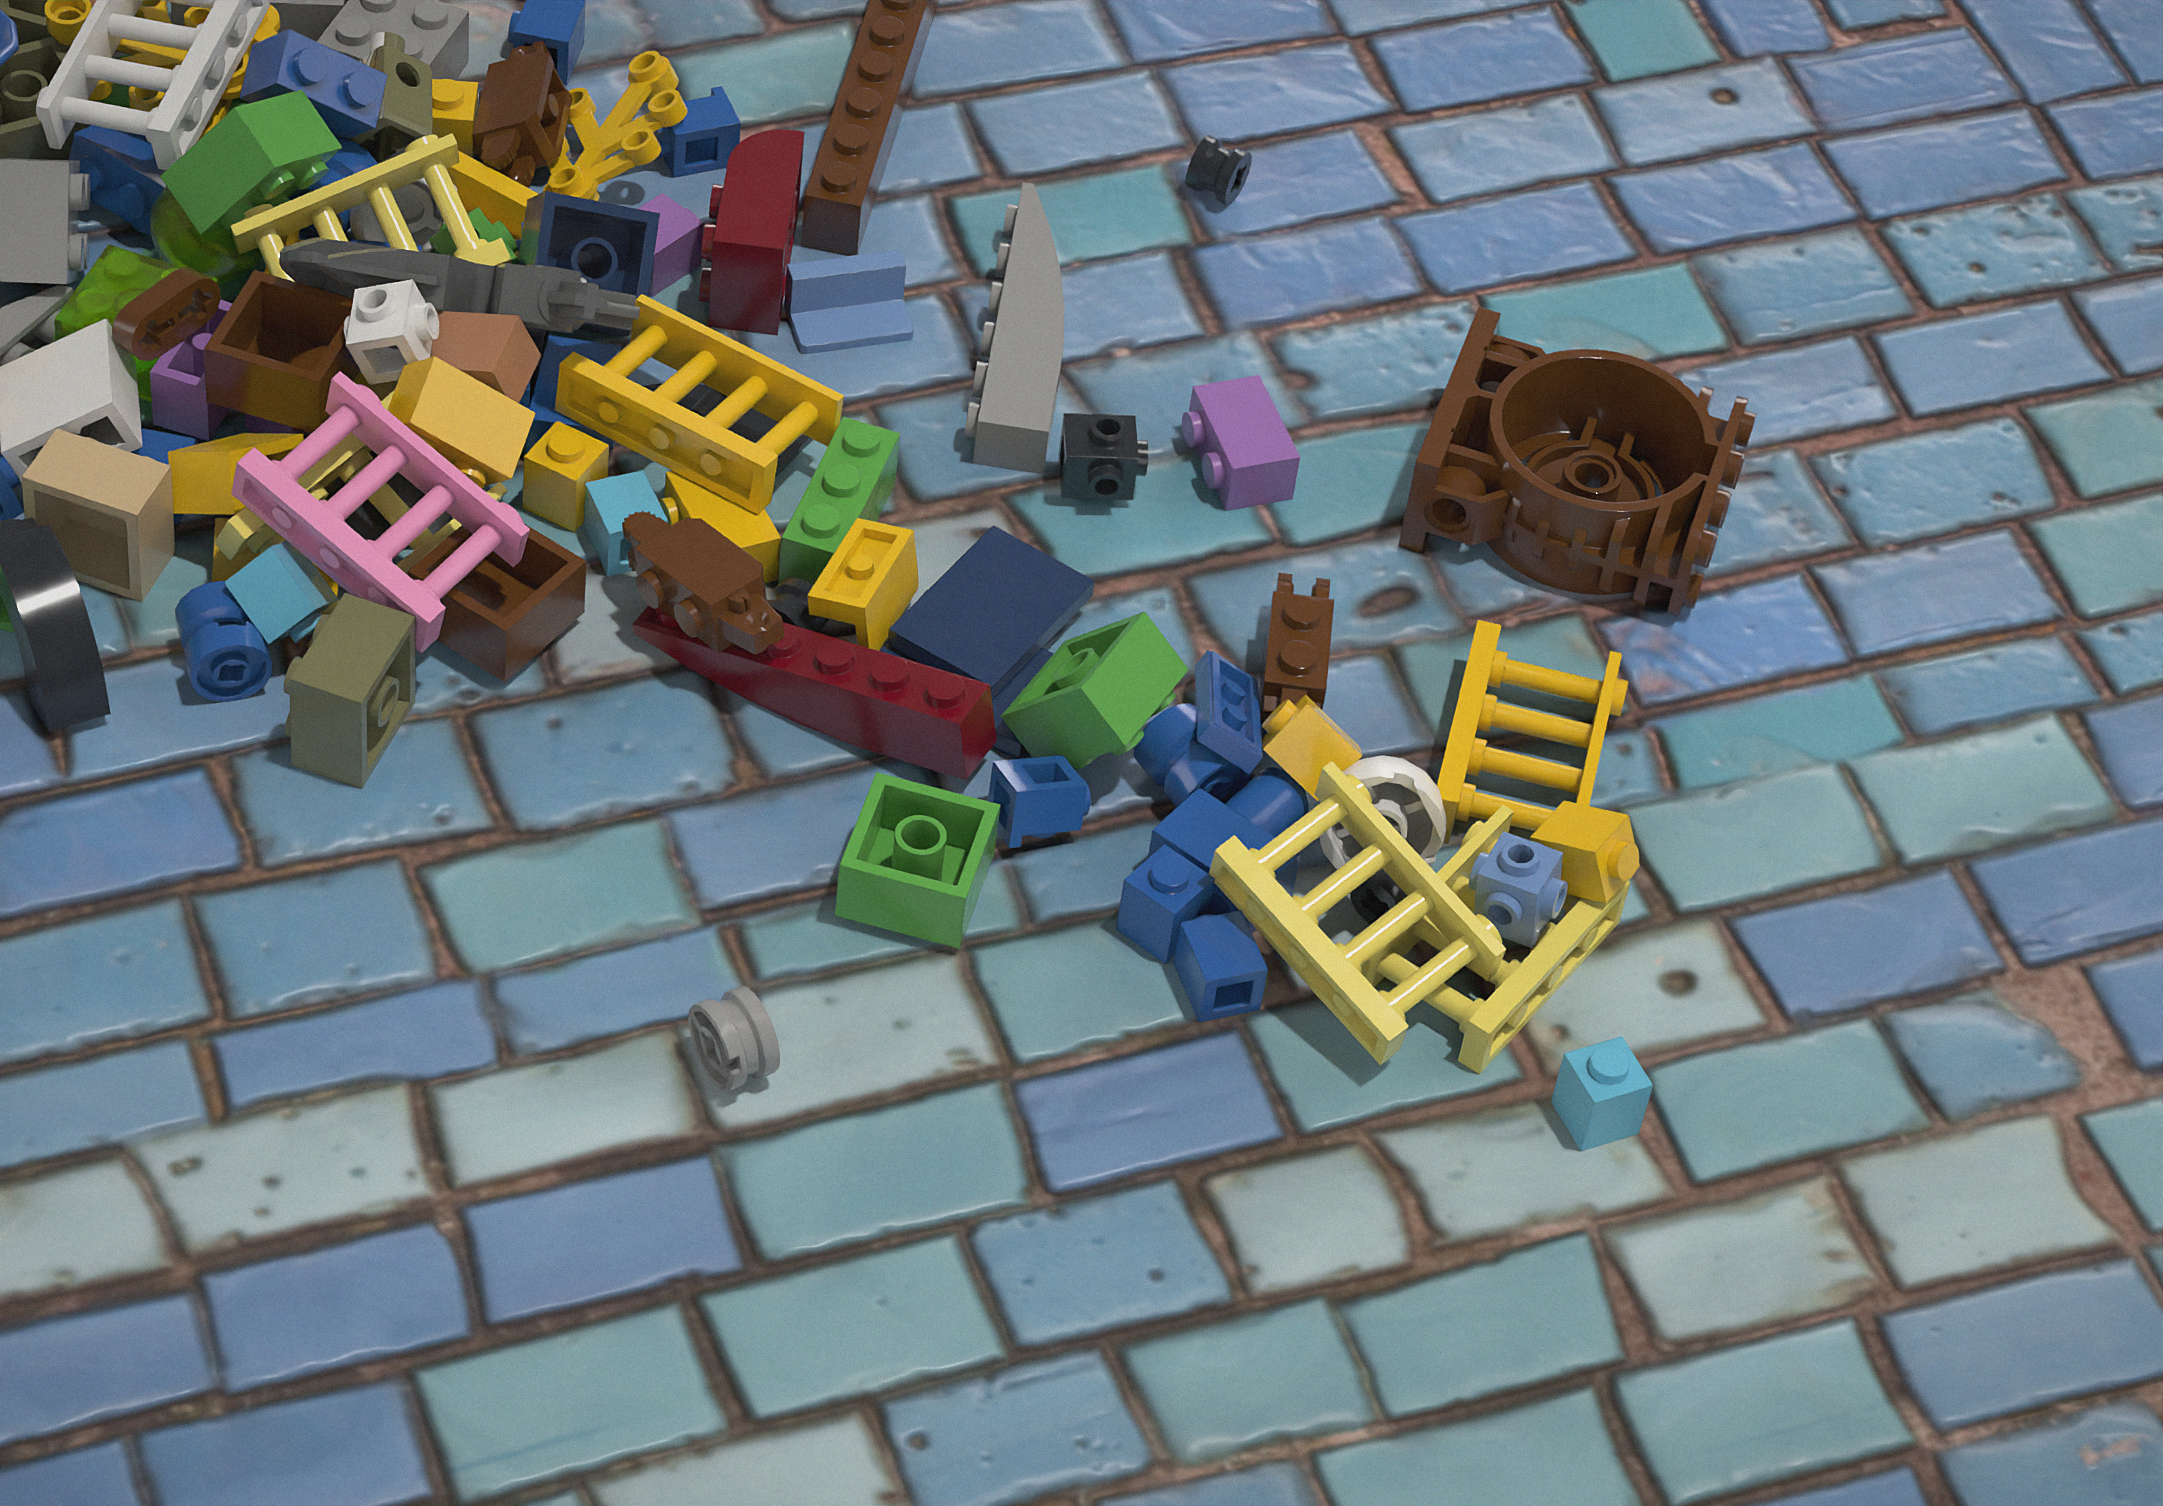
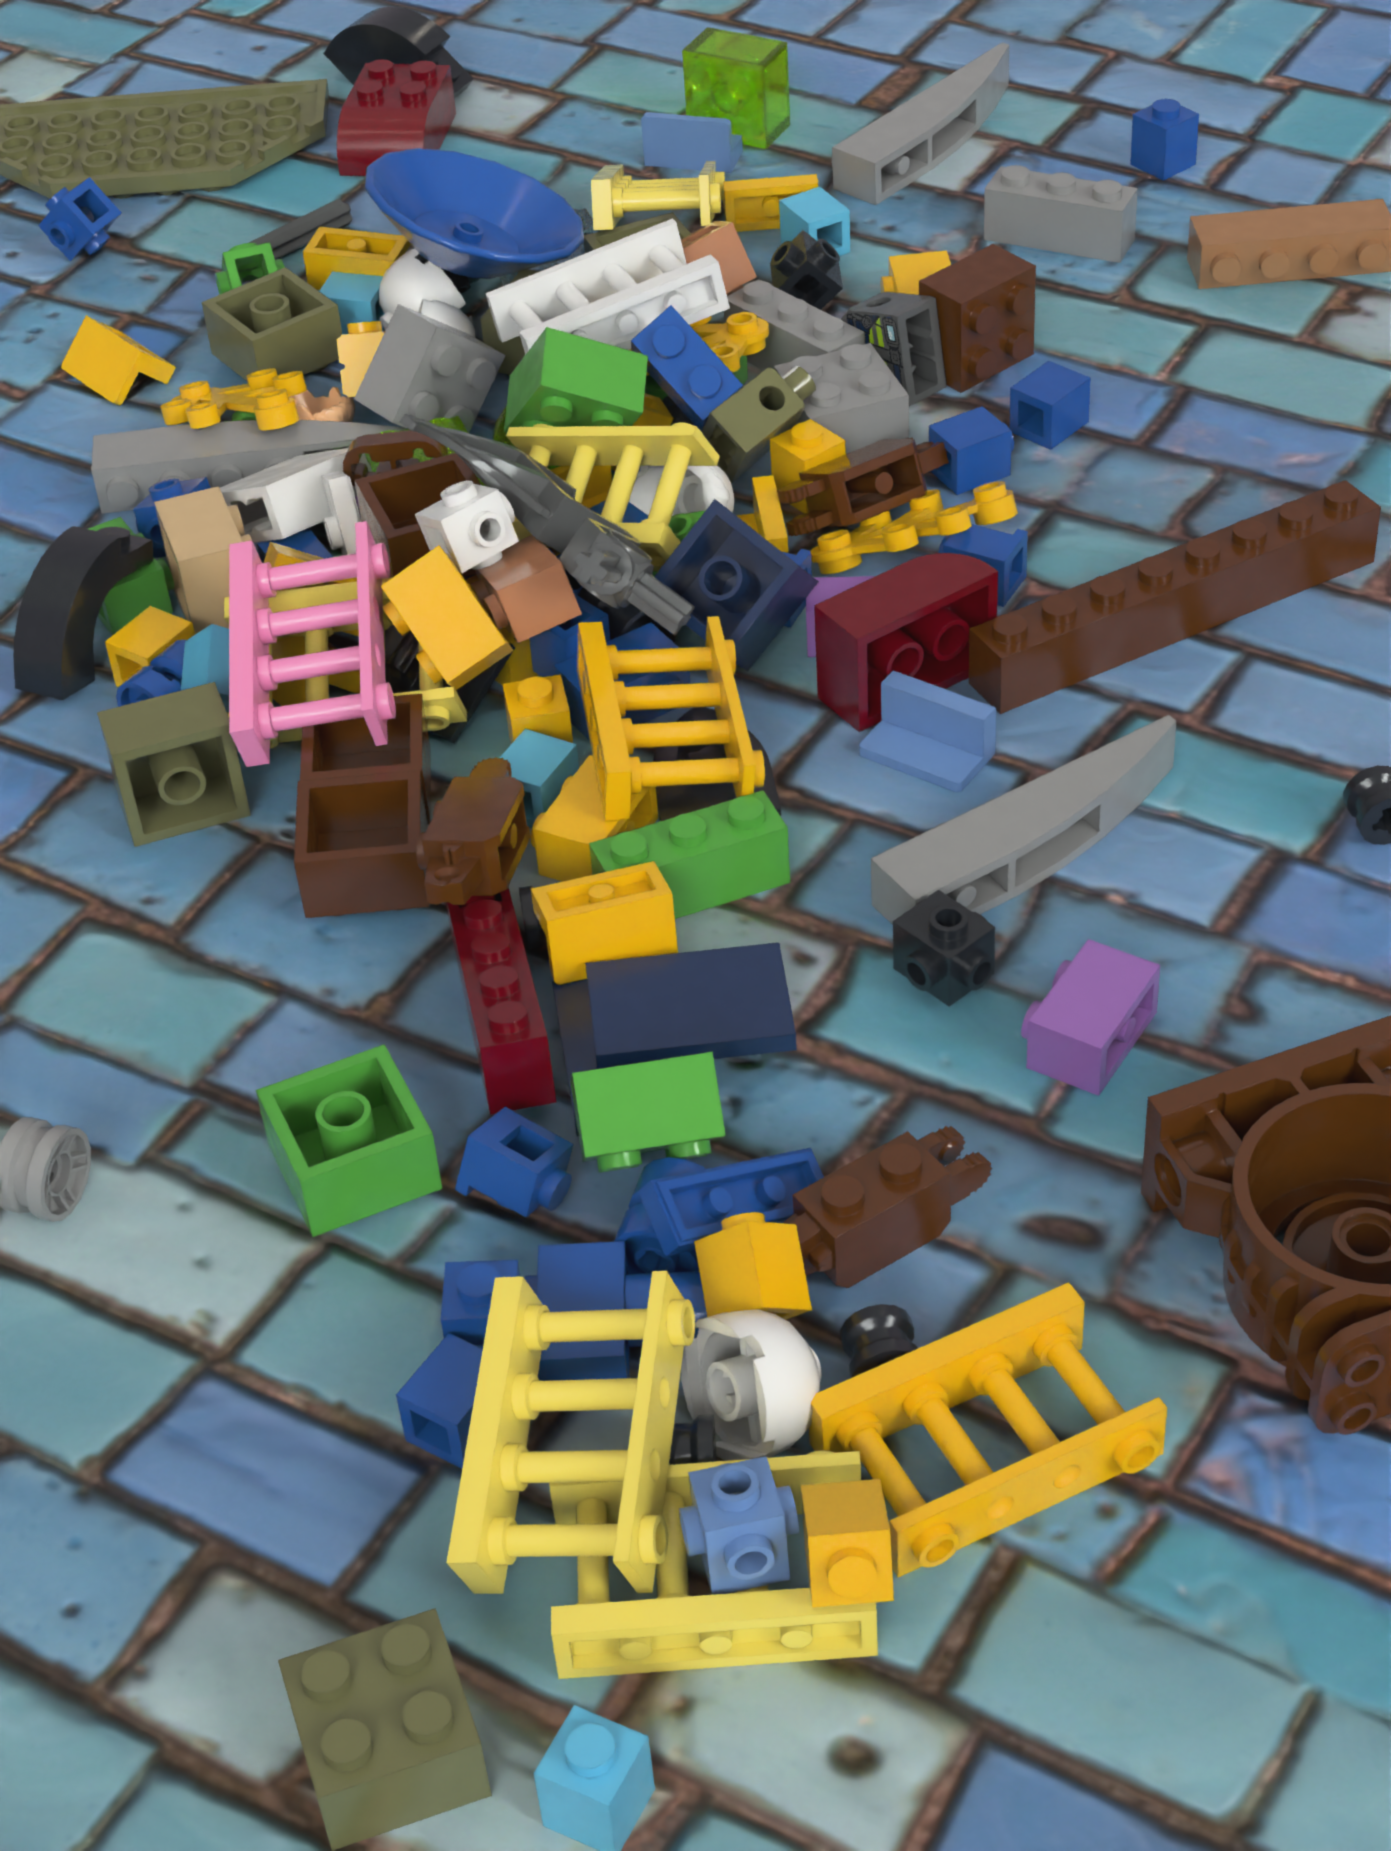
camera: 60 degrees right, 5 degrees down
(142, 622) = (143, 641): none -> yellow brick
(169, 395) = (344, 512): none -> white plate
(593, 653) = (360, 843): none -> reddish brown piece
(1413, 741) = (876, 1336): none -> black wheel
(1457, 1163) = (385, 1728): none -> olive brick

